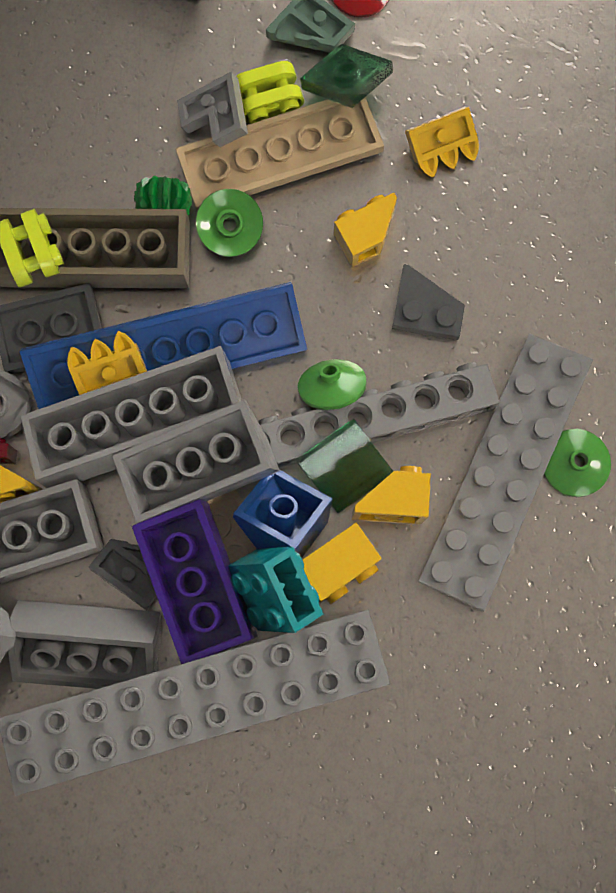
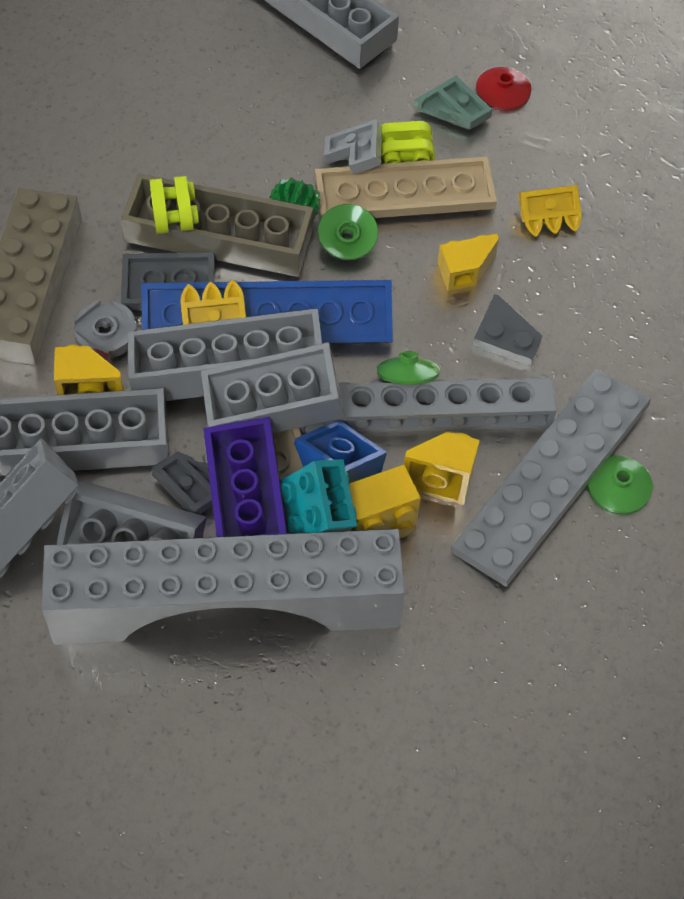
camera: 10 degrees right, 20 degrees down
(345, 465) = (402, 427): clear green tile -> none
(346, 75) = (476, 143): clear green plate -> none

